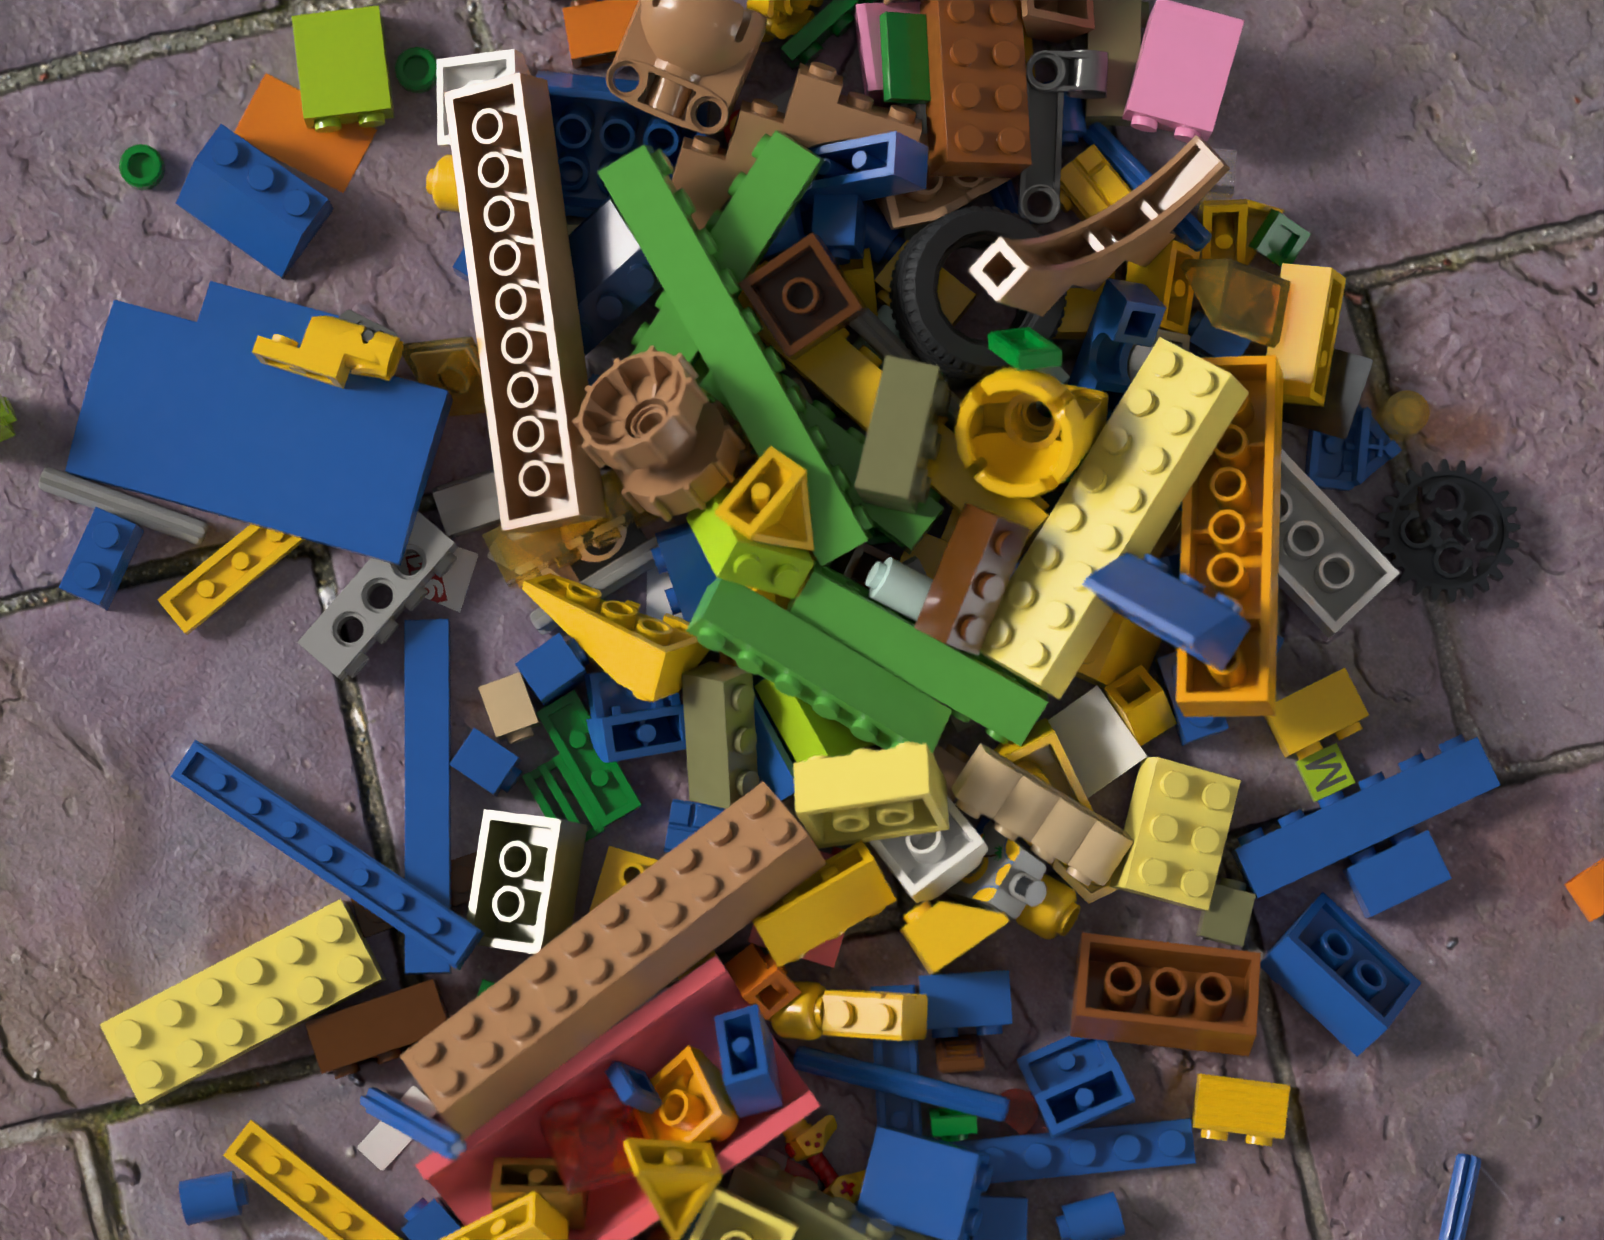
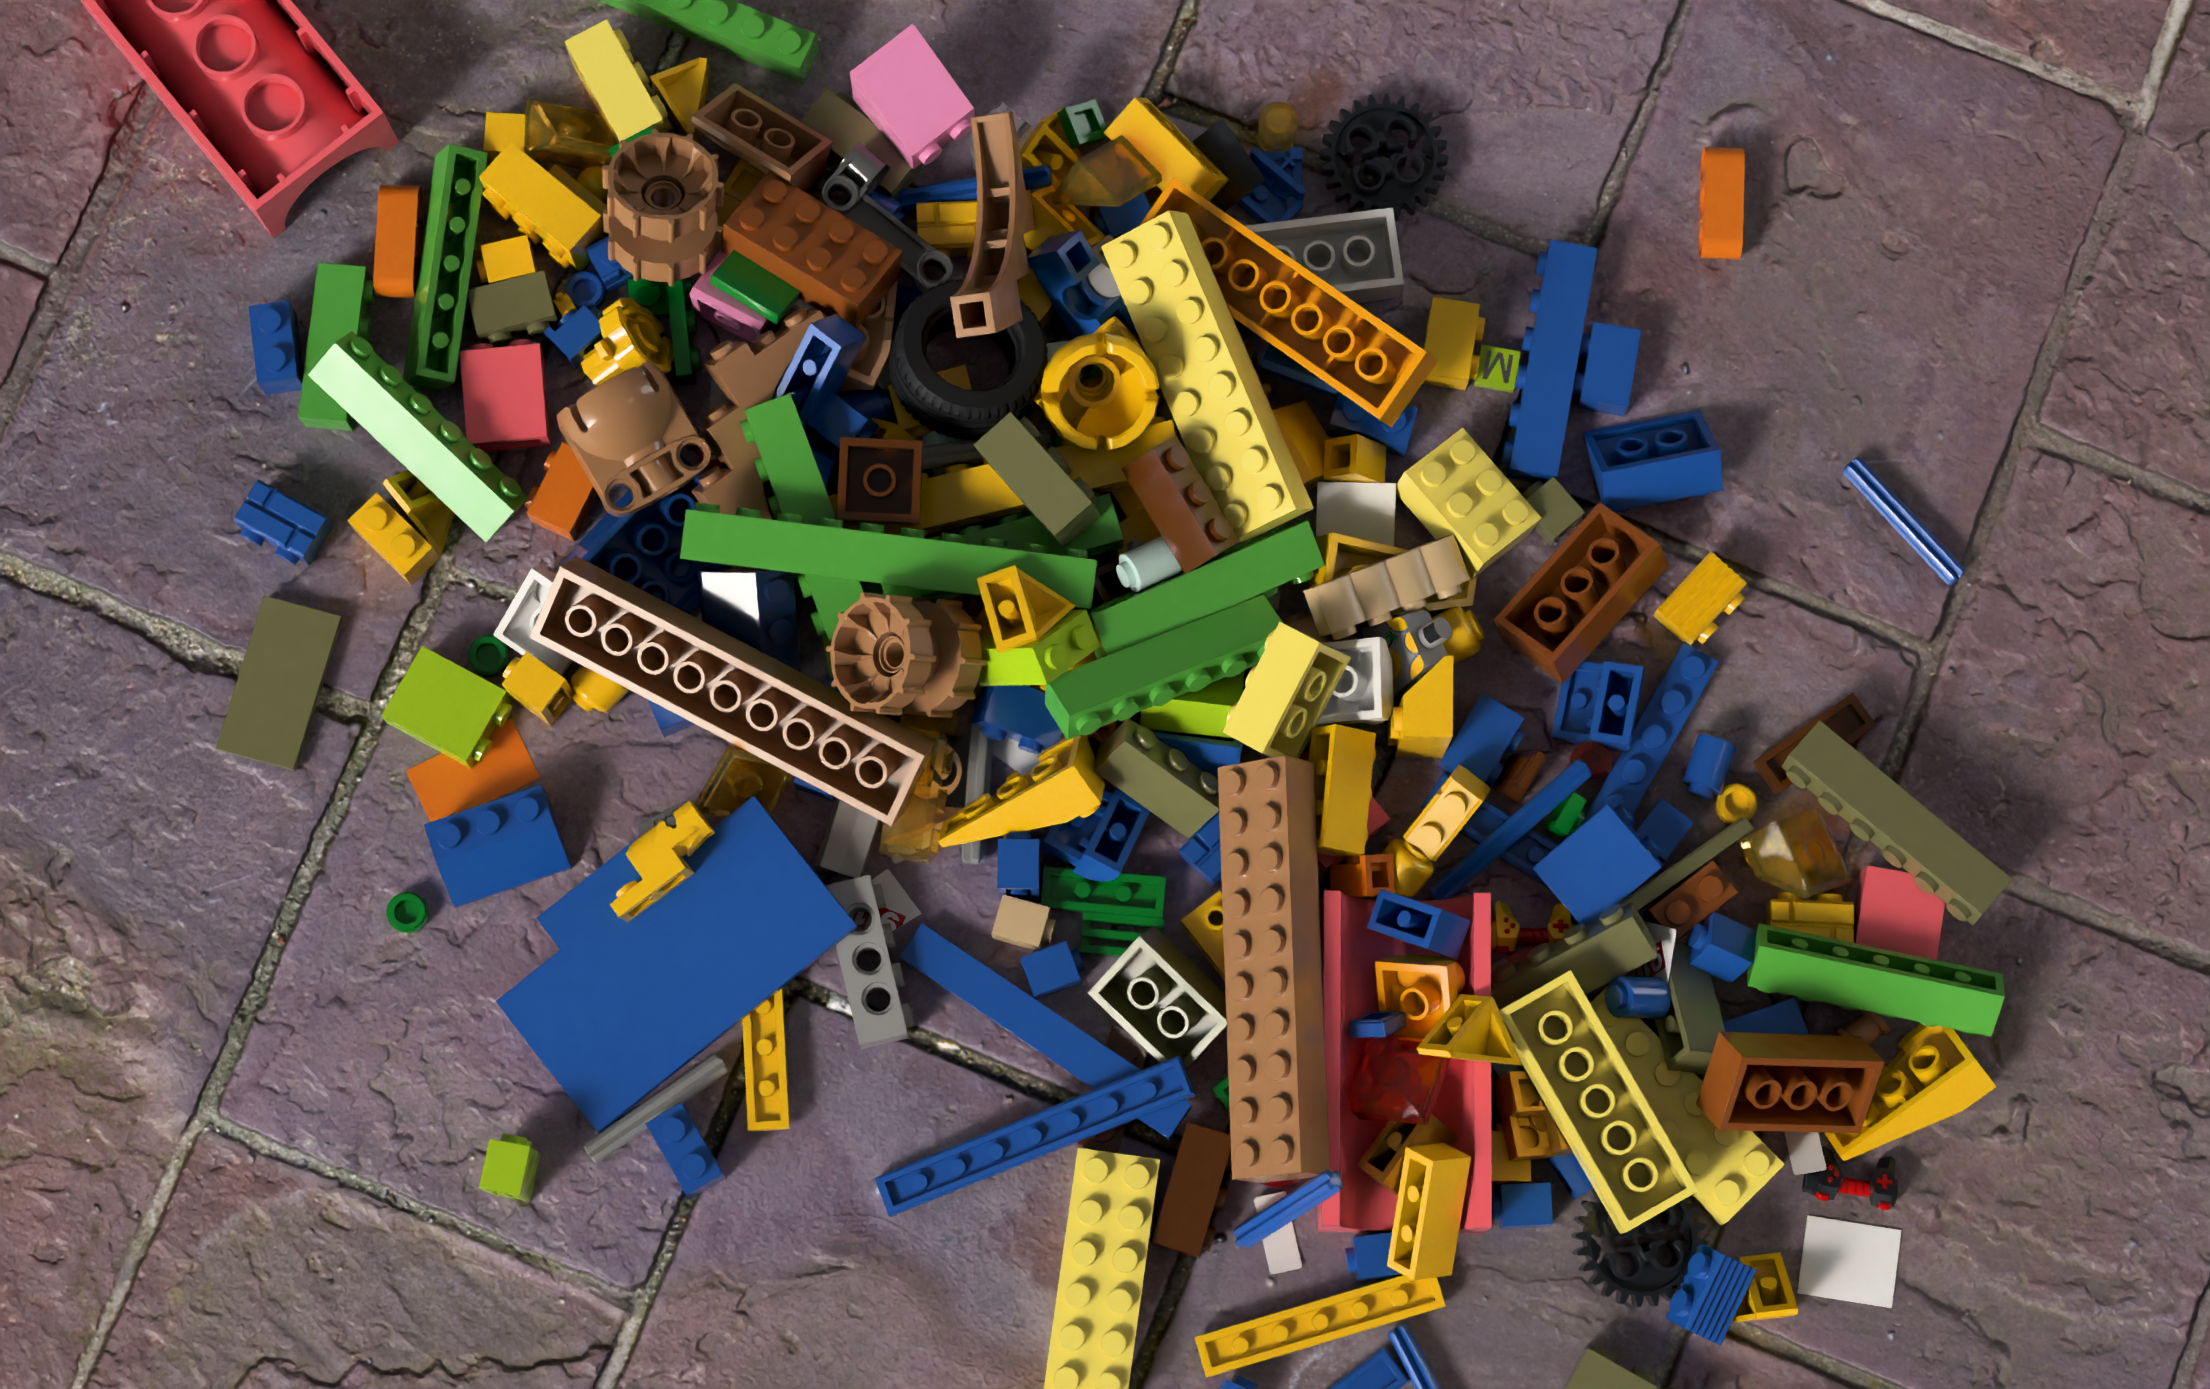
camera: 55 degrees left, 5 degrees down
(412, 132) = (537, 688): none -> yellow brick
(1024, 349) = (1039, 346): green tile -> none
(1170, 607) = (1309, 374): blue slope -> none

